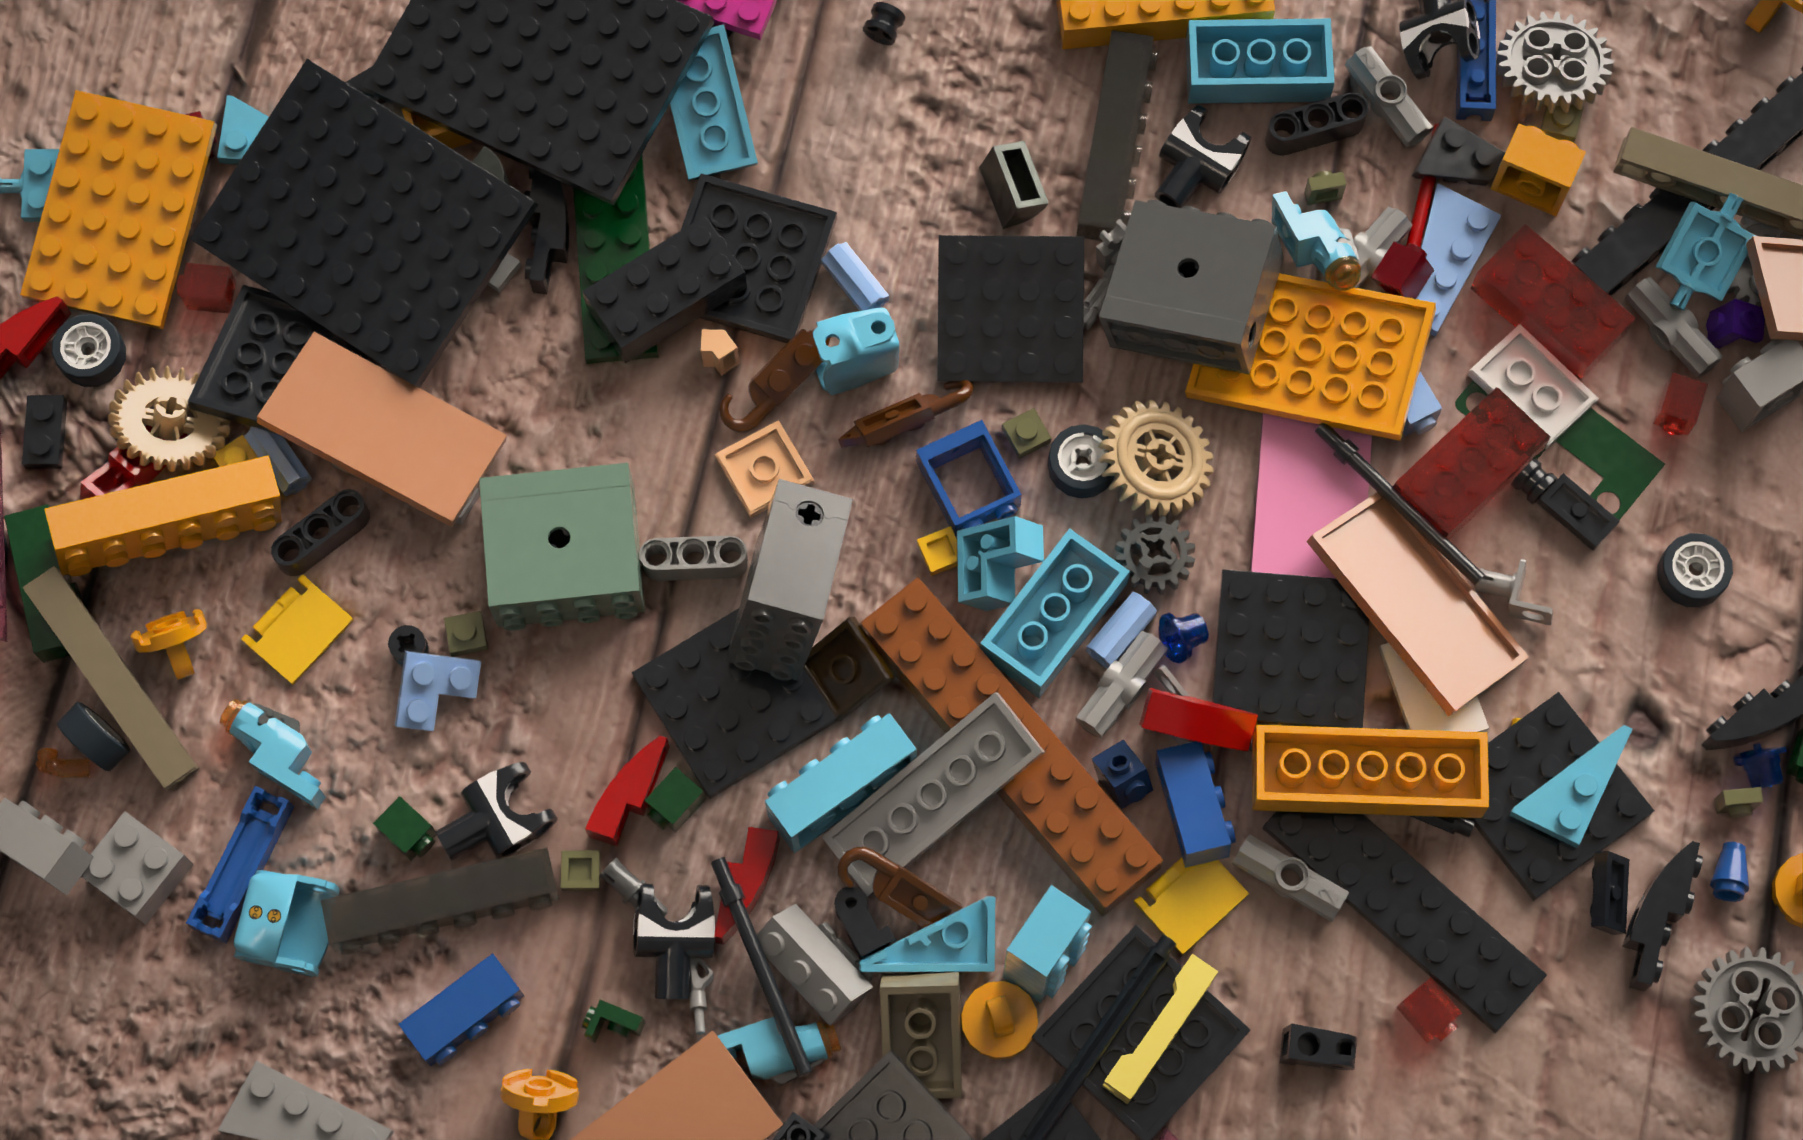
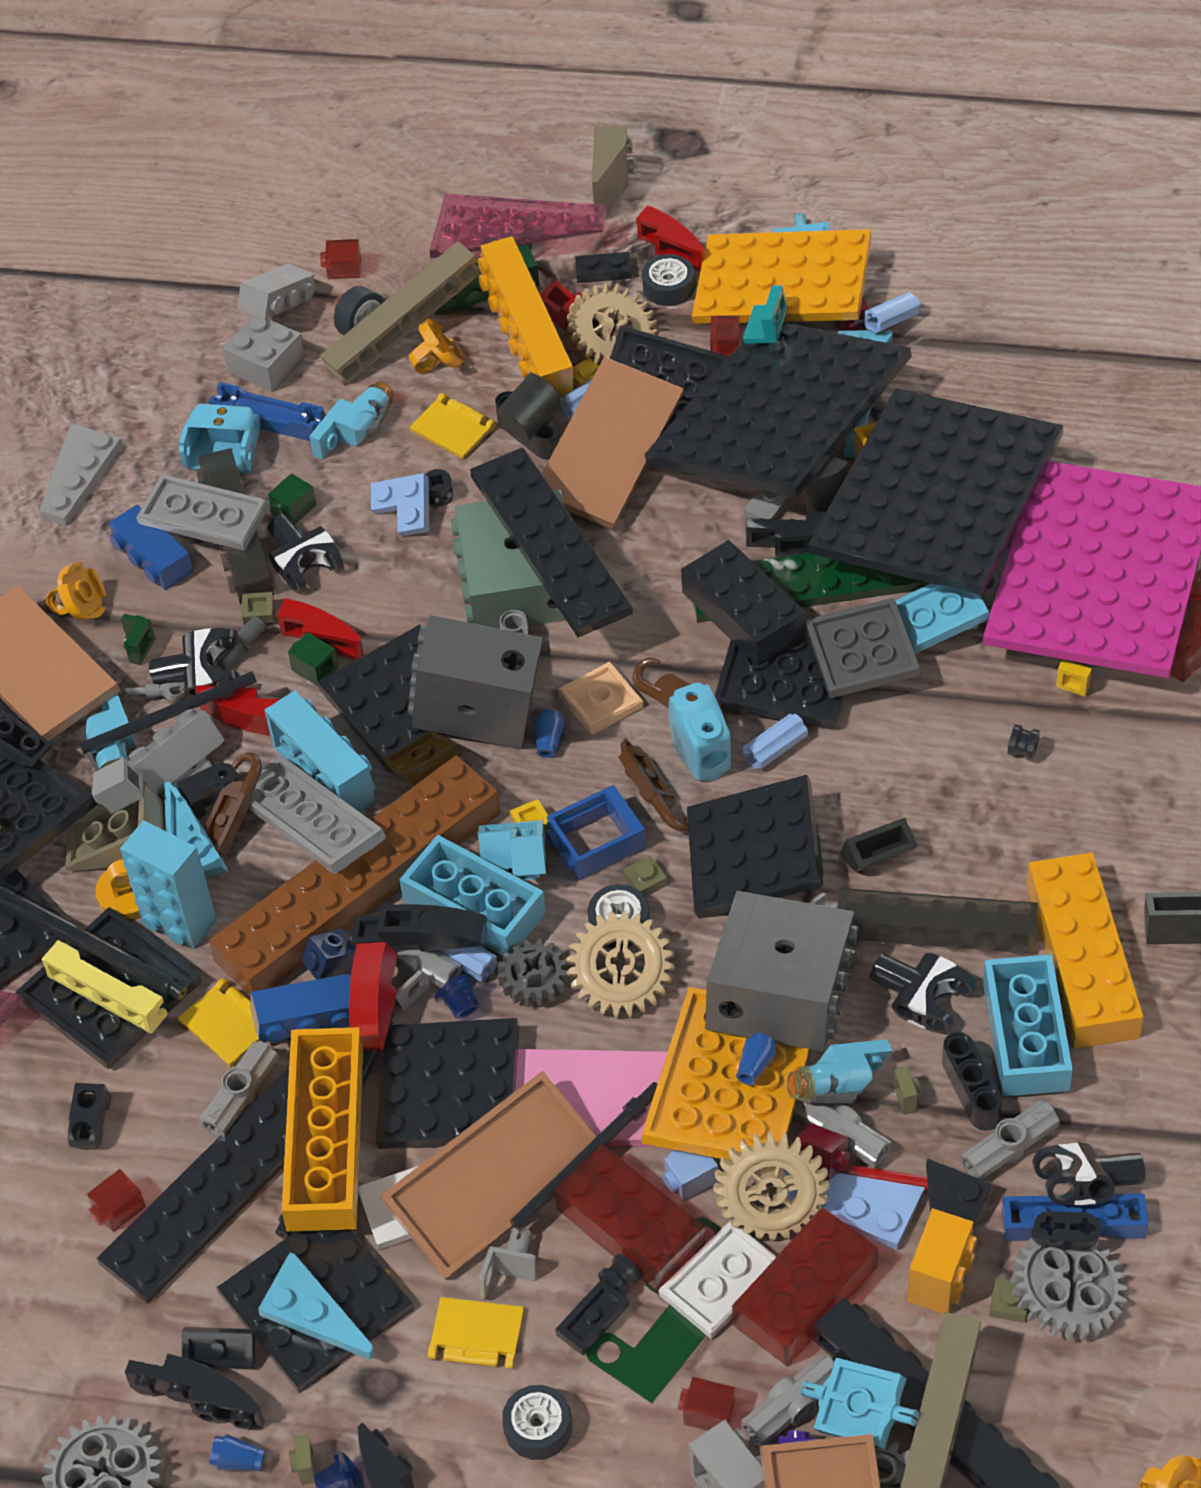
camera: 90 degrees right, 20 degrees down
(204, 89) = (892, 312): none -> light blue axle
(209, 227) = (767, 319): none -> teal panel
(316, 518) = (528, 407): none -> pearl dark grey brick
(431, 933) = (202, 512): none -> light grey tile
(466, 633) = (443, 523): olive plate -> none
(566, 491) = (551, 542): none -> black plate
(718, 350) = (697, 651): light nougat piece -> none
(747, 167) = (862, 648): none -> dark grey plate
(881, 1019) = (117, 785): none -> light grey brick
(1115, 665) = (421, 925): none -> black slope
(1304, 319) = (755, 1057): none -> blue cone
(1458, 315) = (767, 1165): none -> tan gear
(1515, 50) = (1066, 1230): none -> black beam
(1587, 631) = (476, 1332): none -> yellow piece

